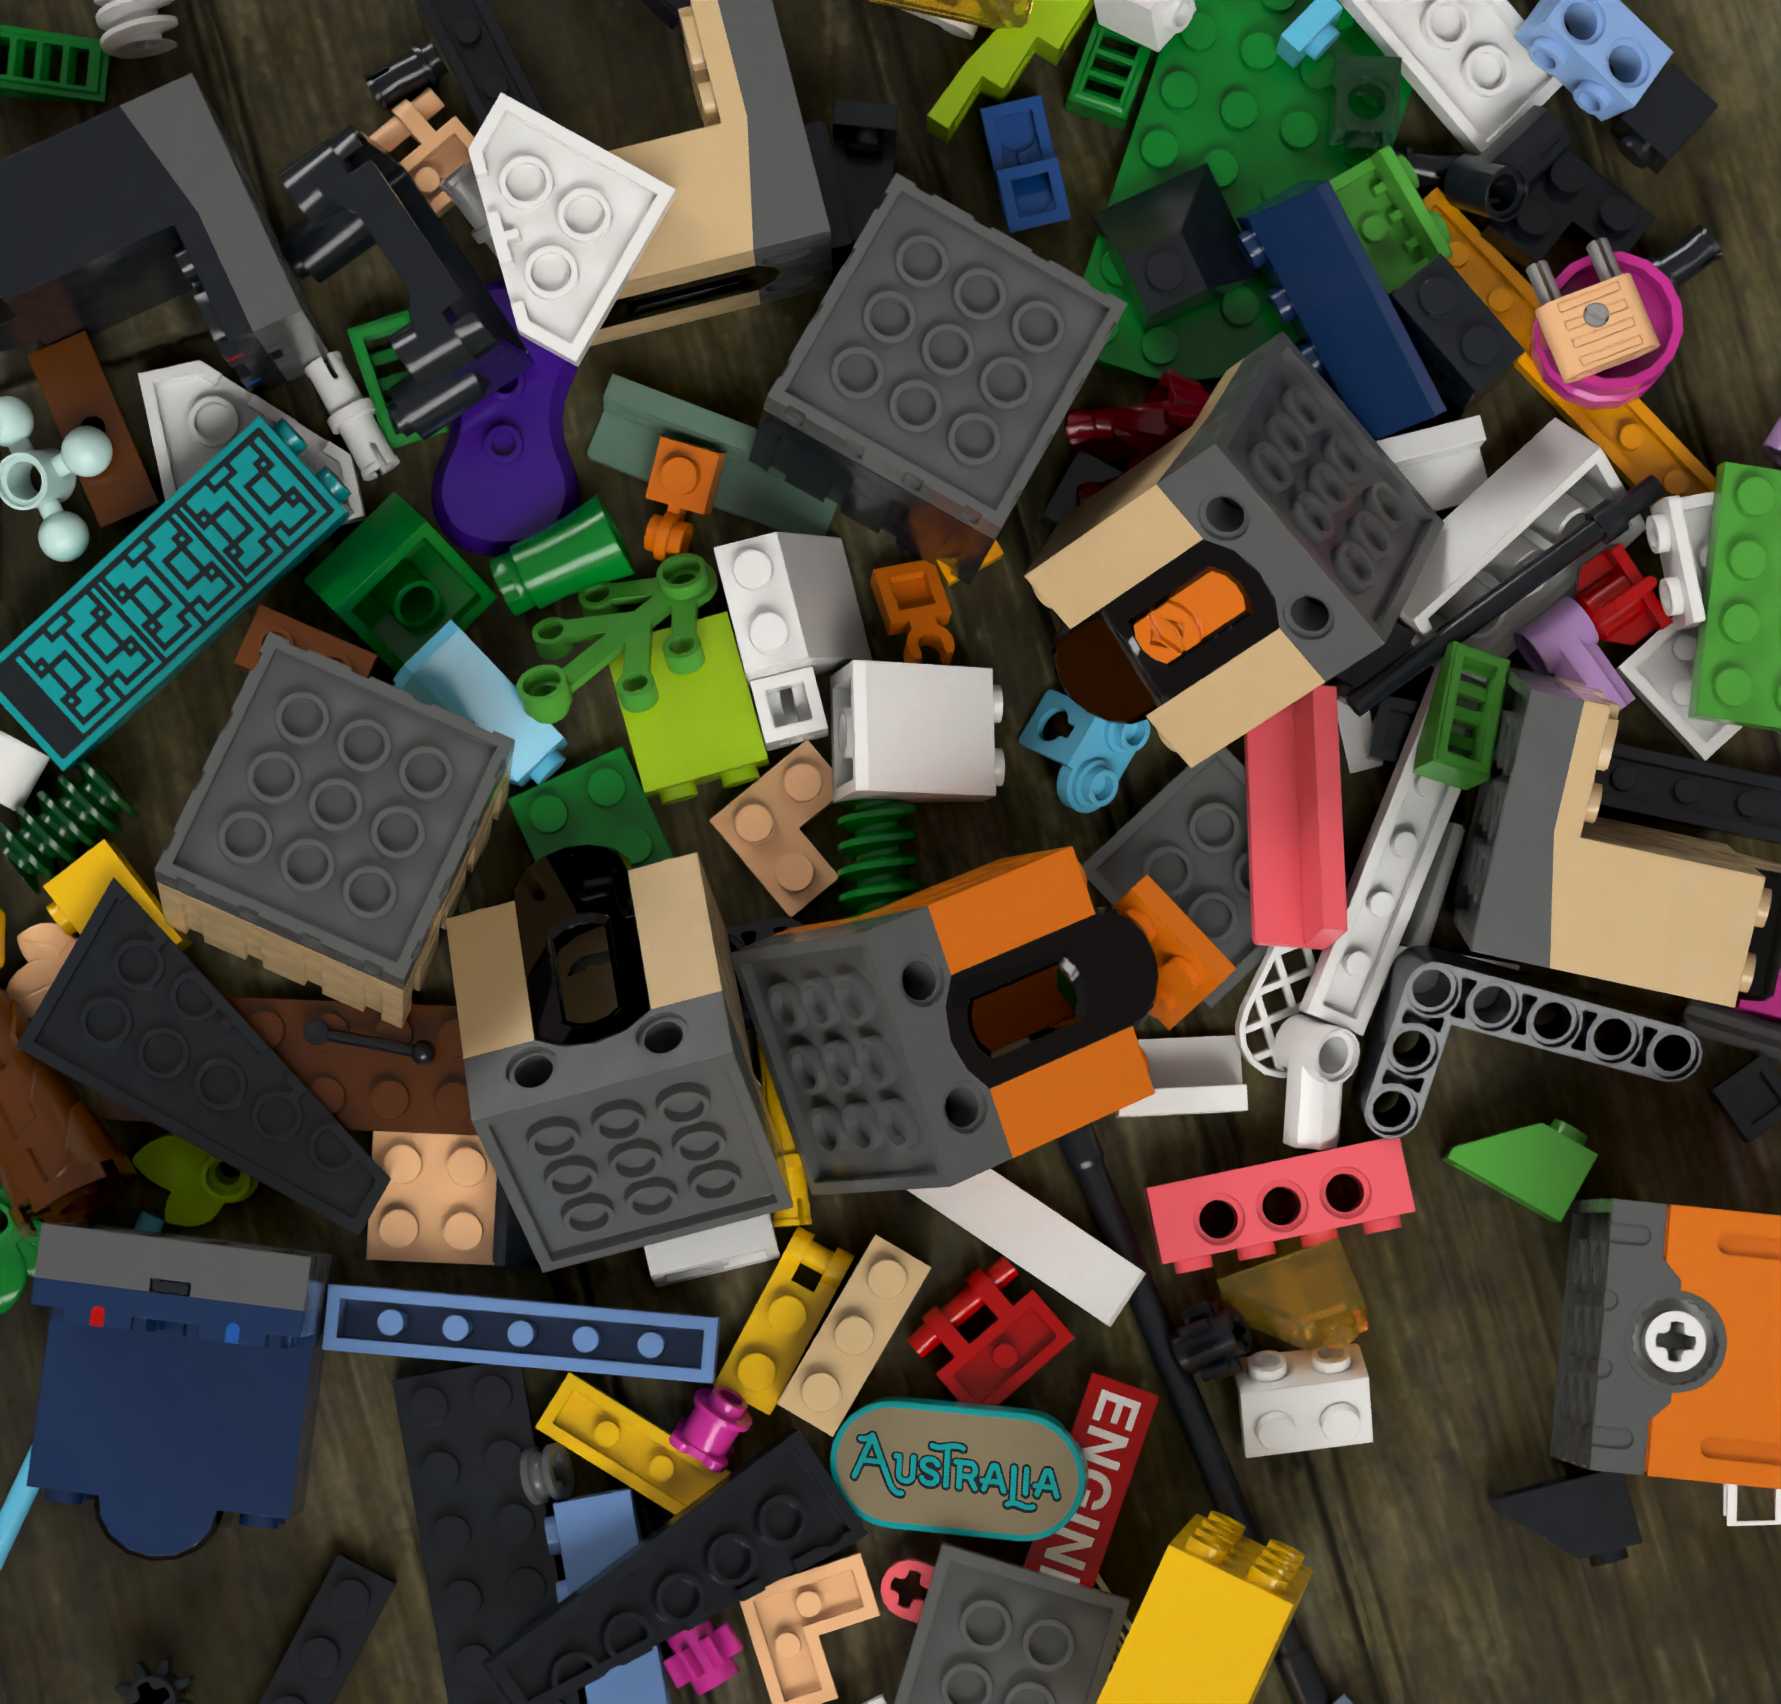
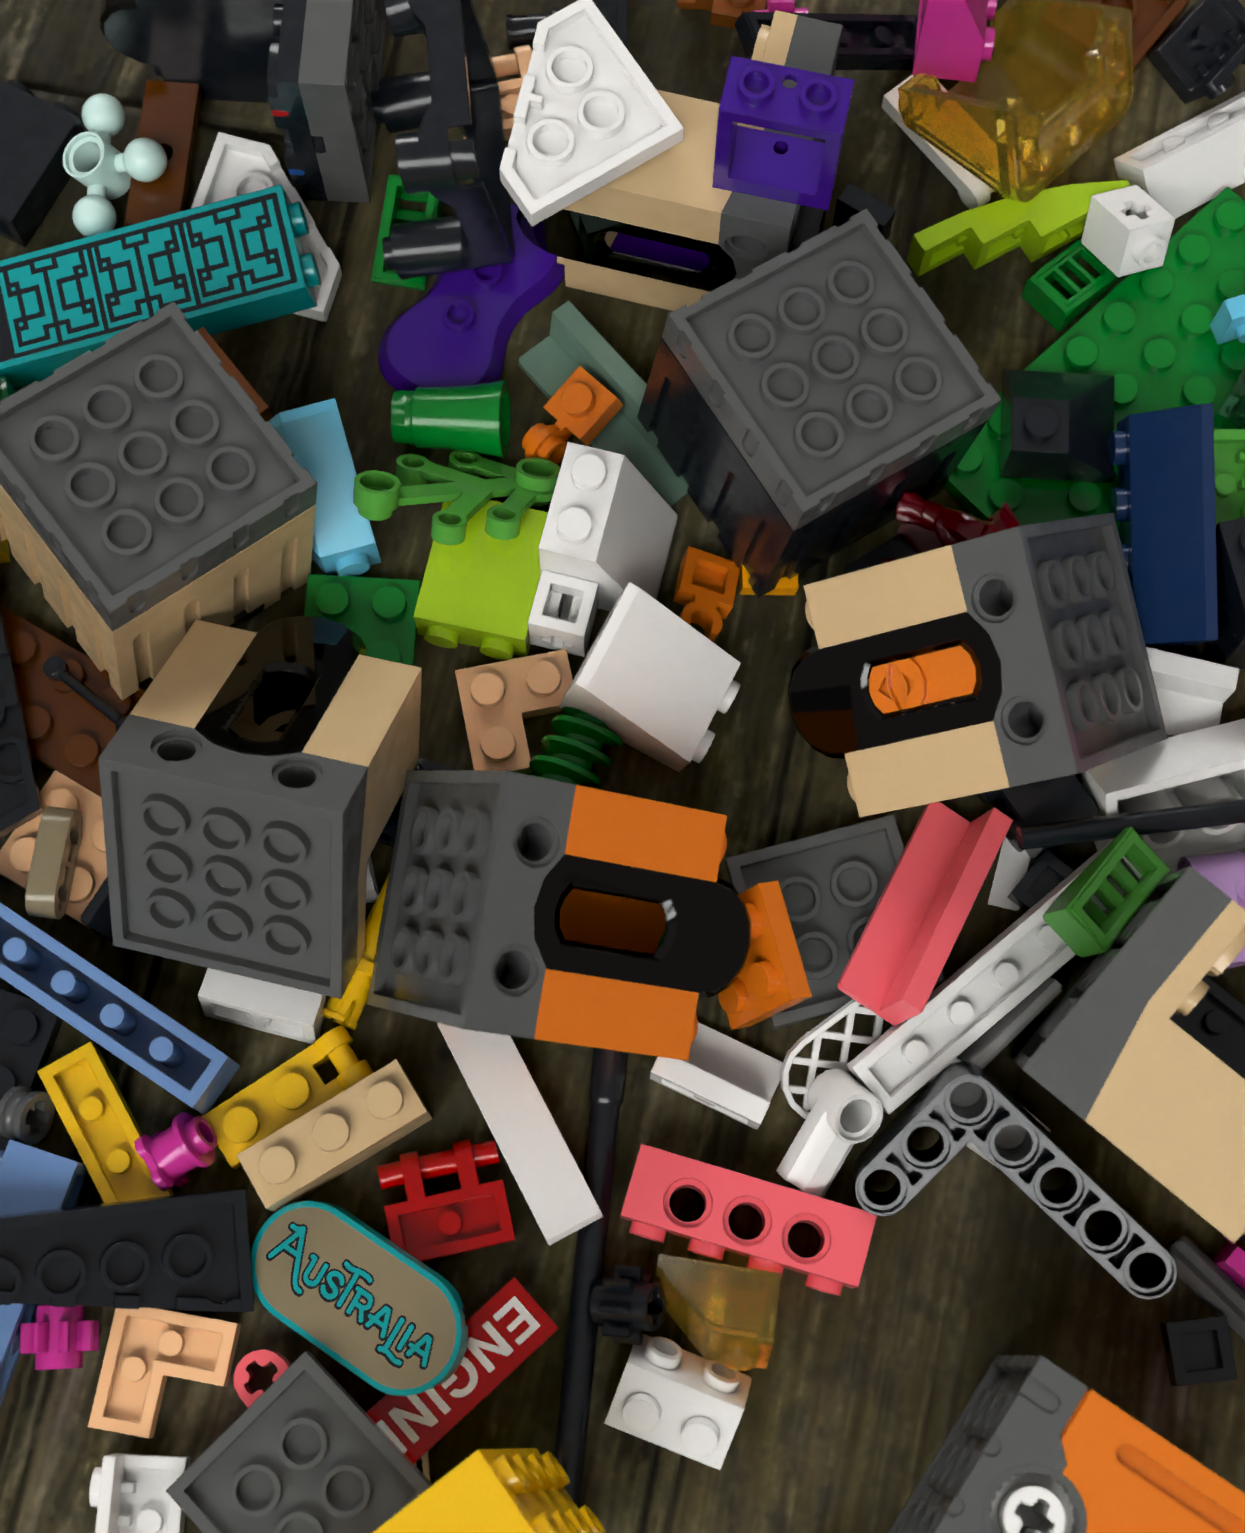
camera: 30 degrees right, 10 degrees down
(351, 415) = (357, 241): white pin -> none
(398, 583) = (322, 361): green slope -> none
(437, 1224) = (53, 862): none -> dark tan beam
(786, 169) = (776, 163): none -> dark purple window
(1024, 163) = (974, 306): blue slope -> none
(1090, 756) = (786, 775): medium azure bracket -> none
(1529, 1165) = (975, 1302): bright green slope -> none

